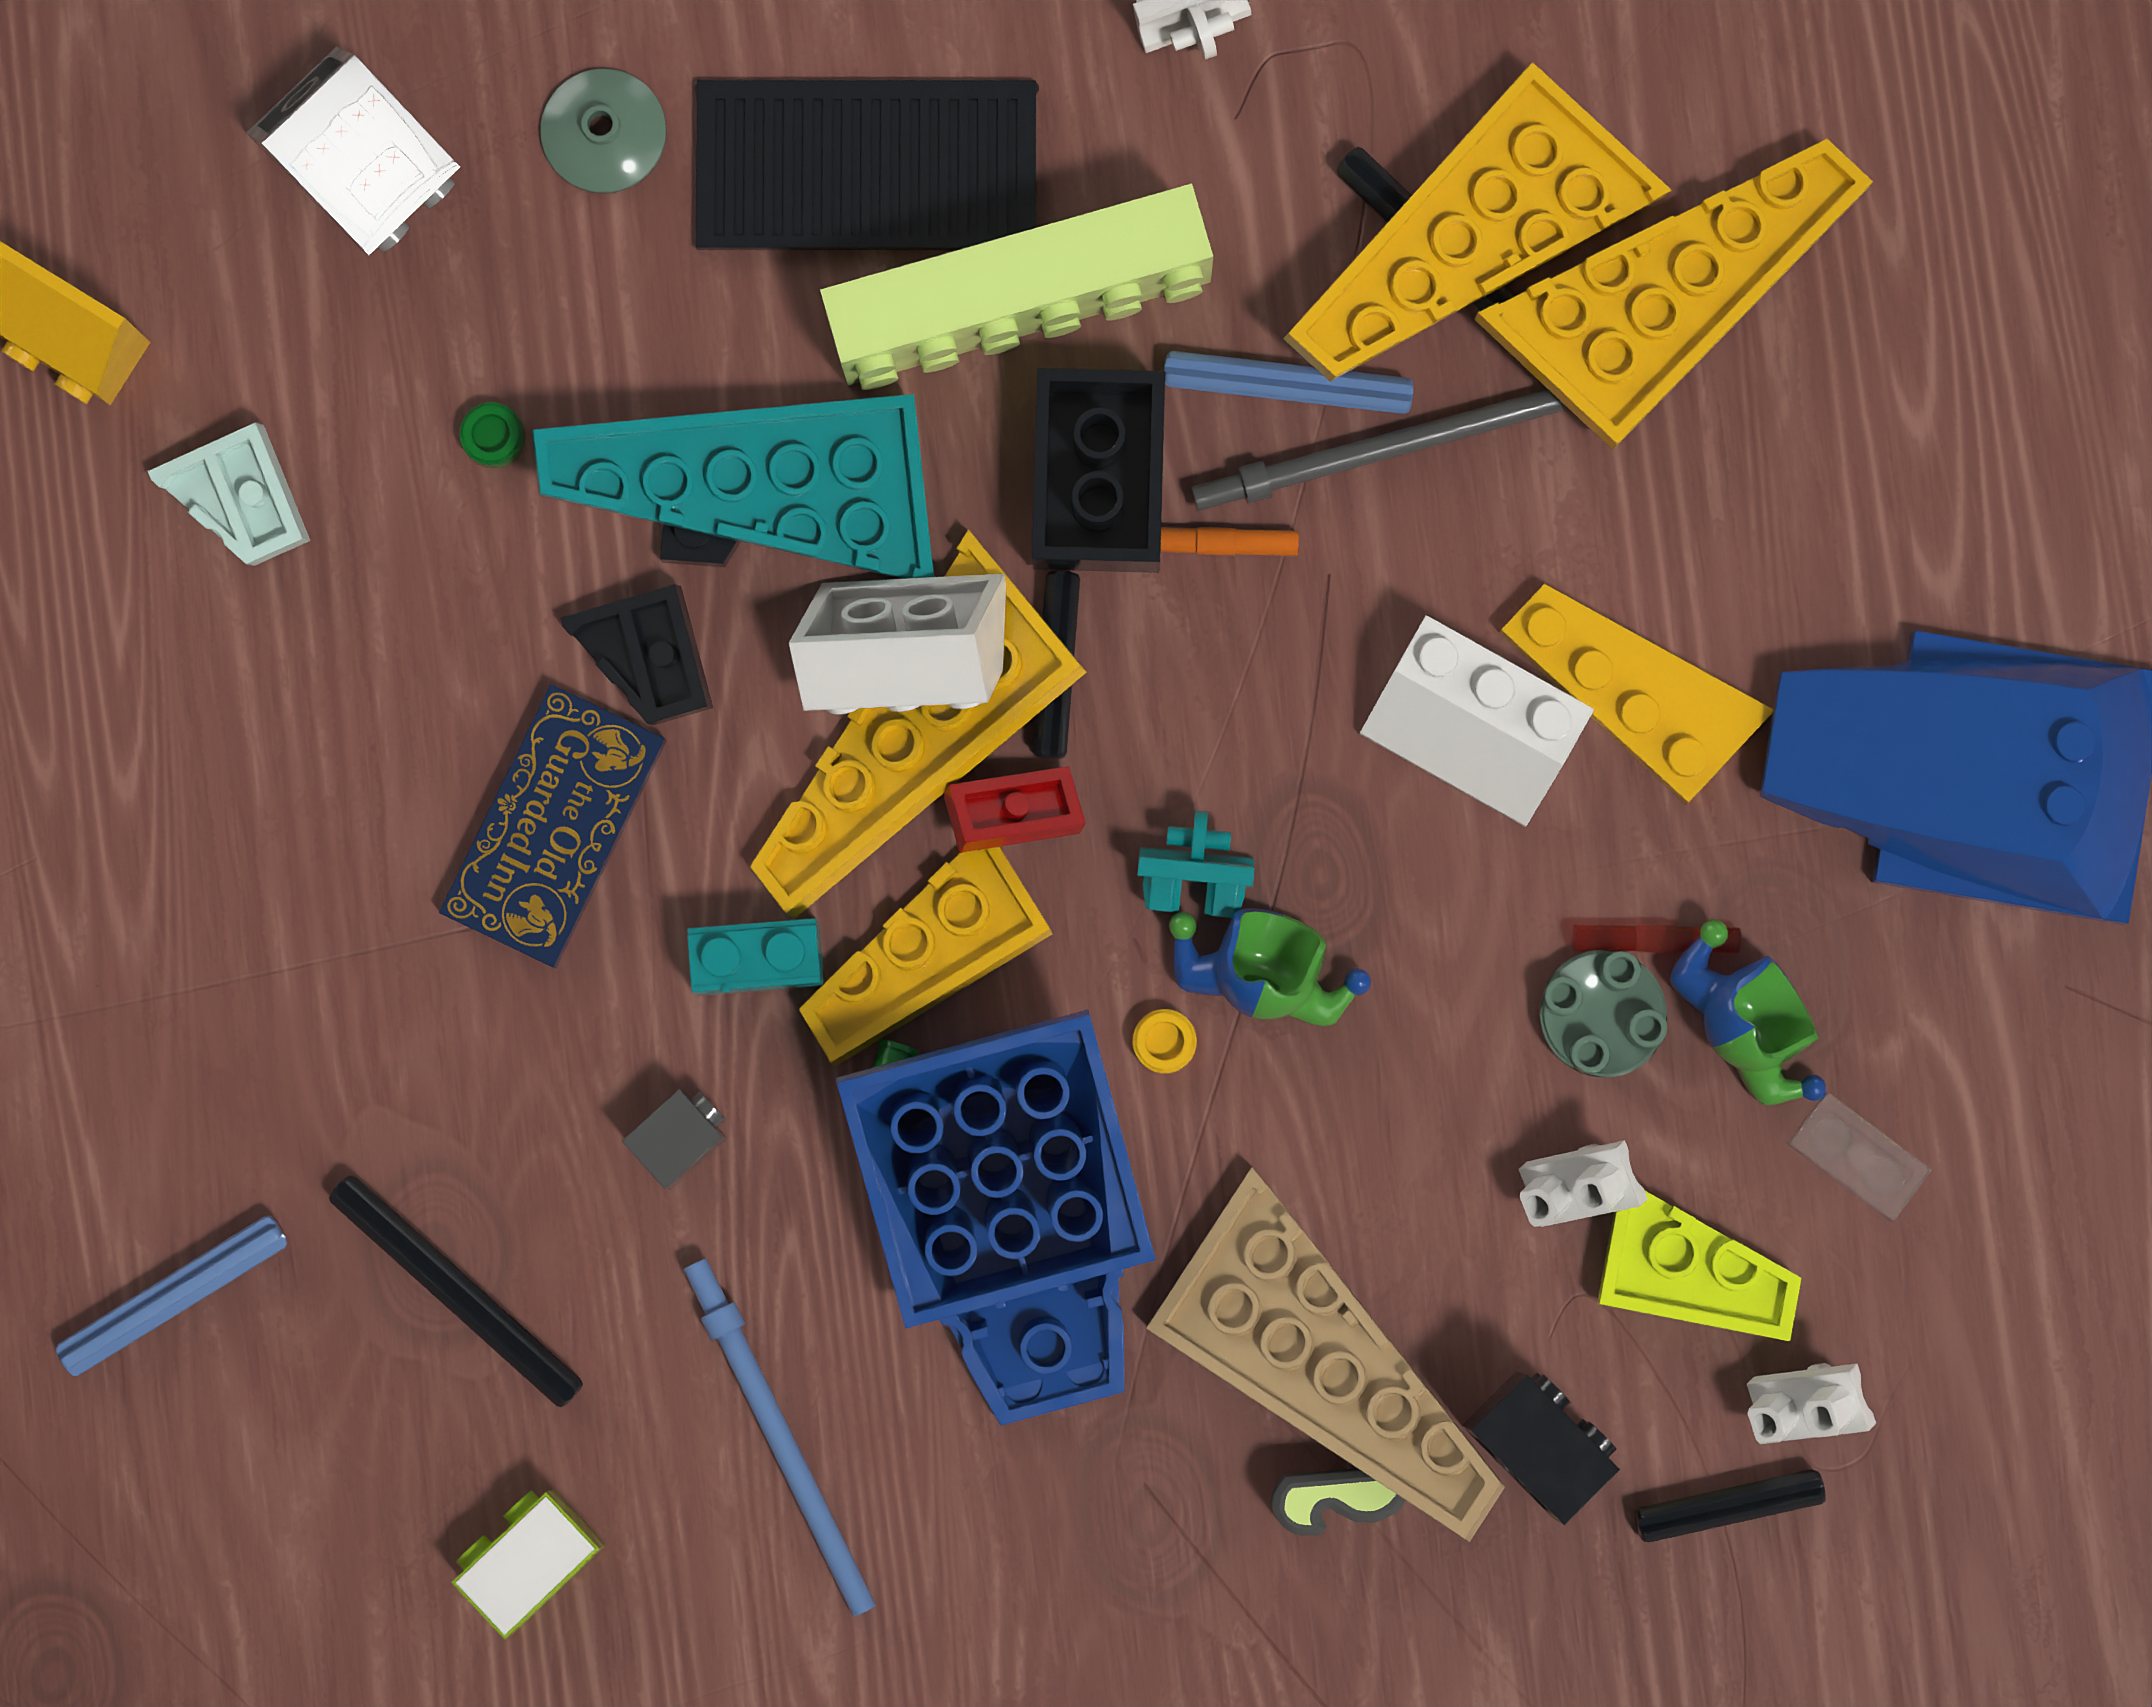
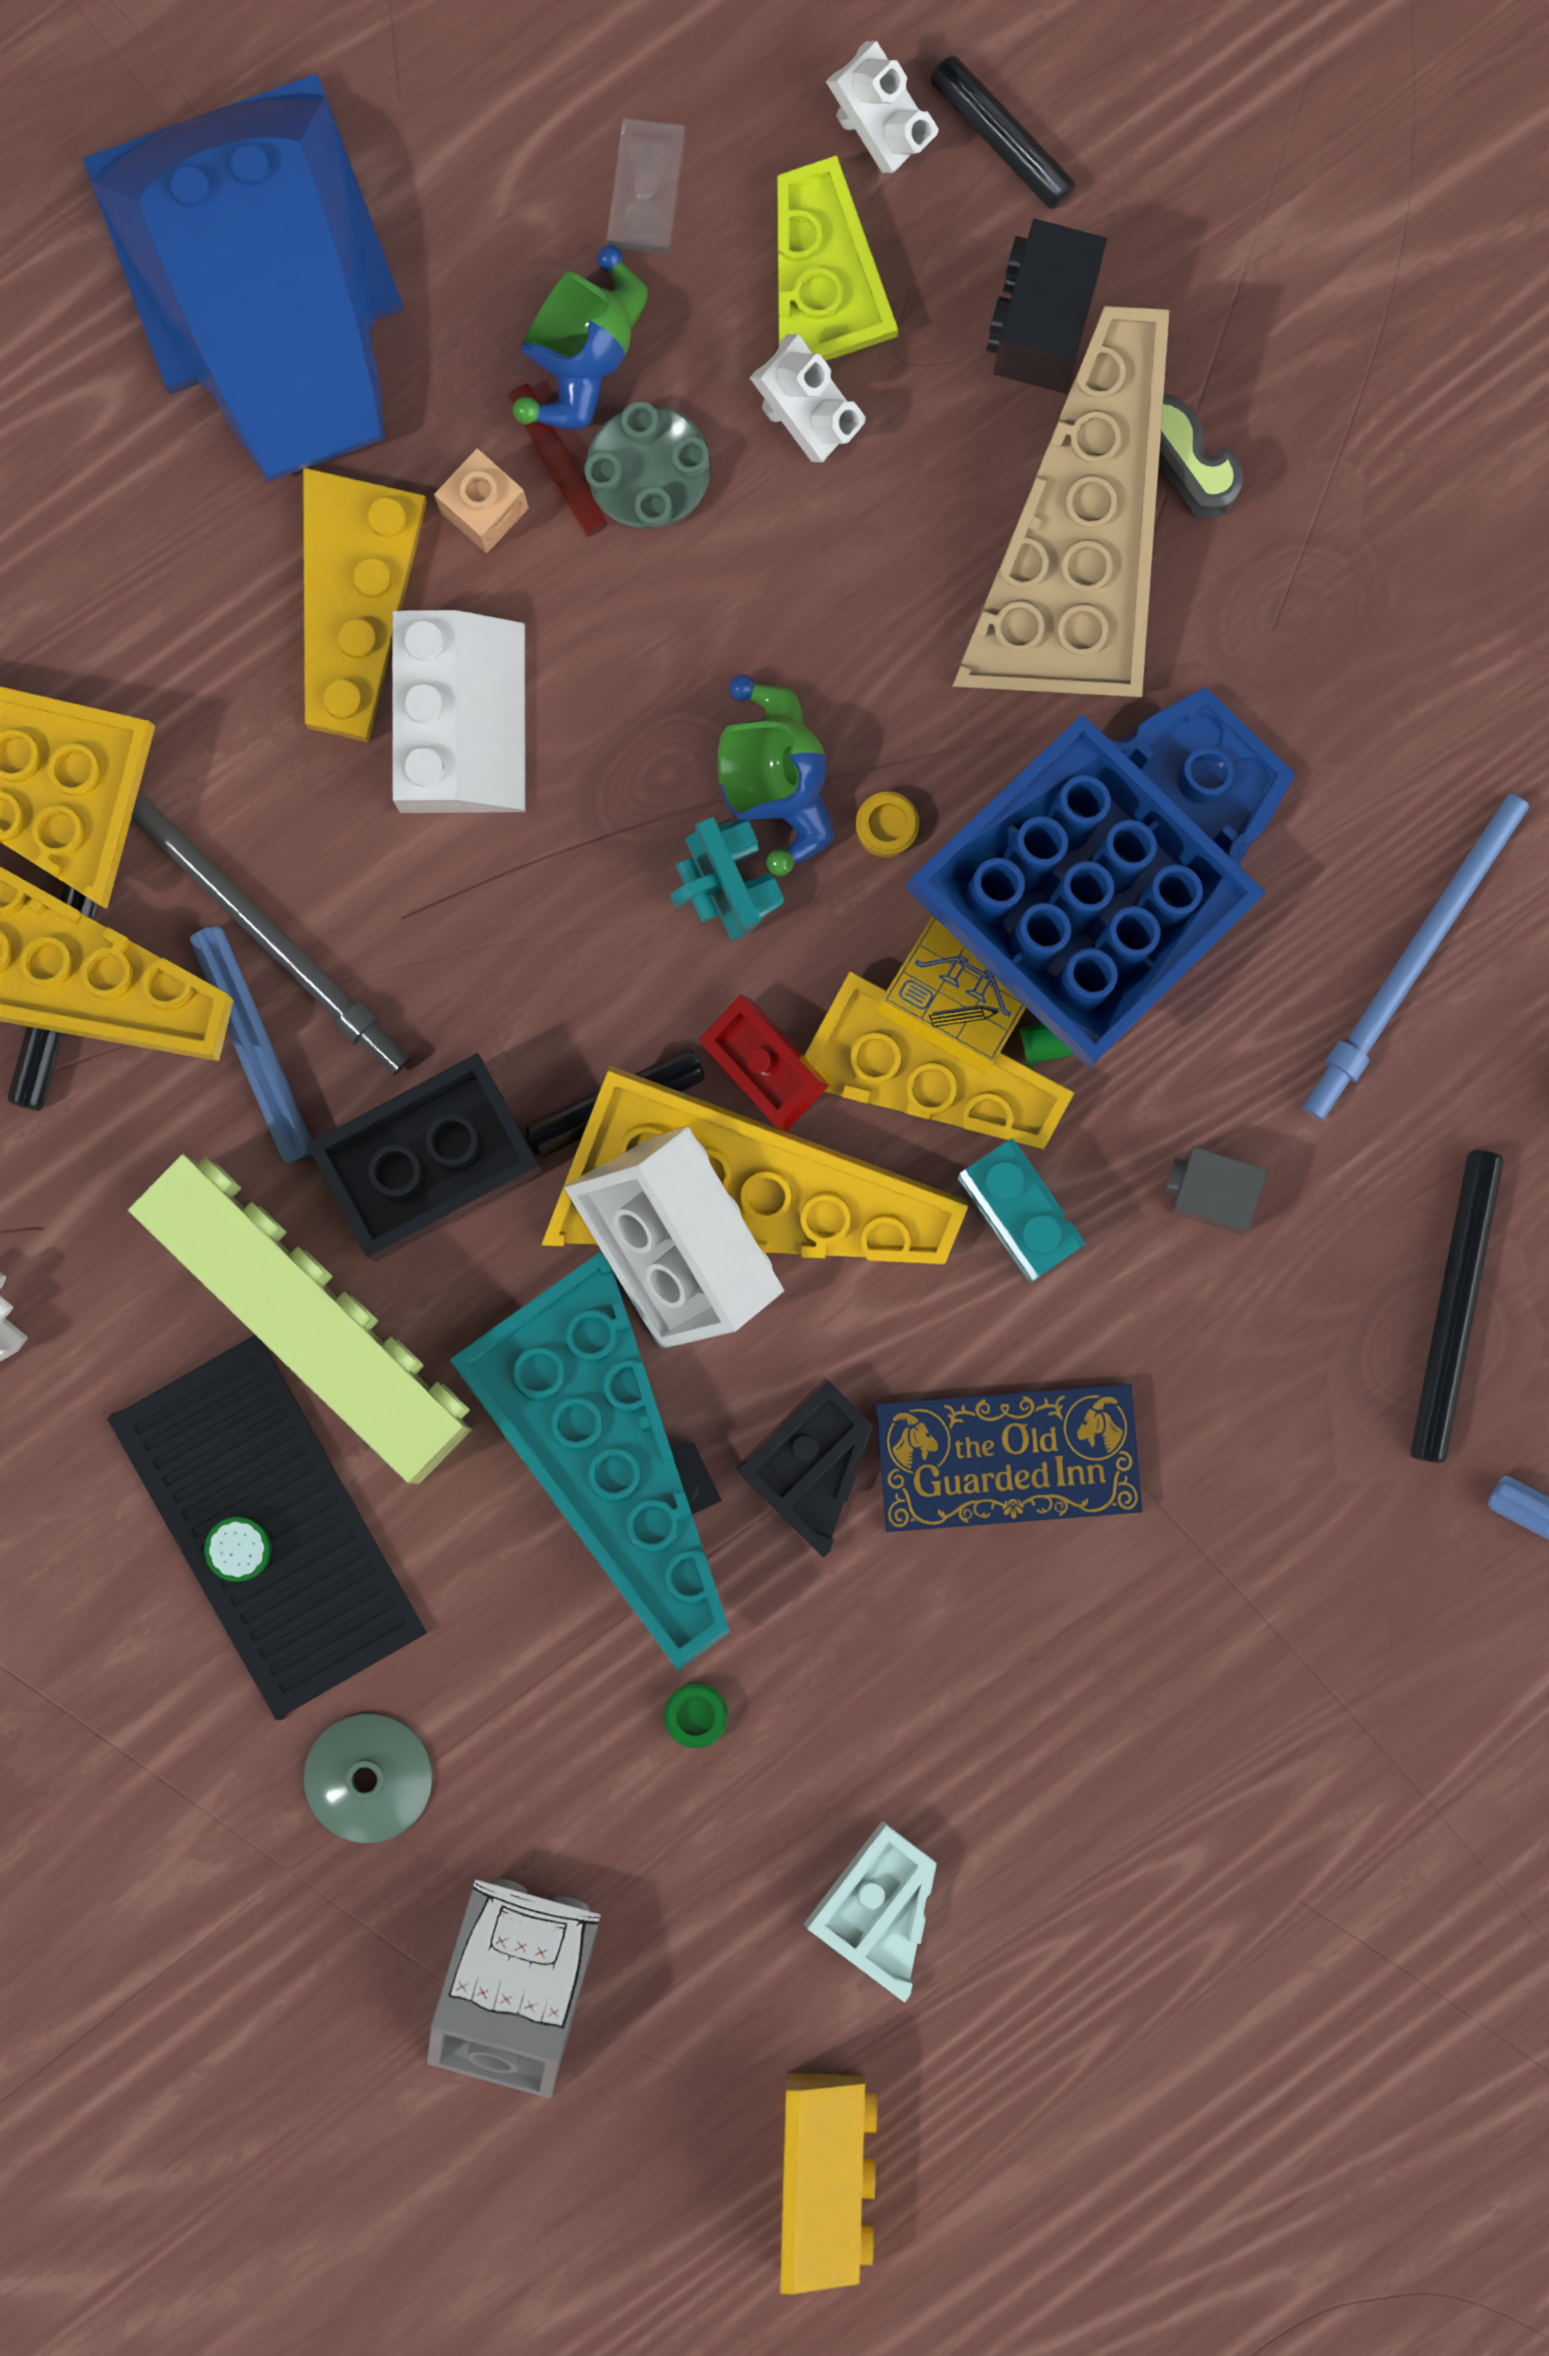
camera: 120 degrees left, 0 degrees up
(858, 127) = (237, 1549): none -> light aqua tile
(970, 996) = (951, 1000): none -> yellow tile
(1229, 541) = (419, 1011): orange piece -> none
(1653, 847) = (481, 501): none -> light nougat brick

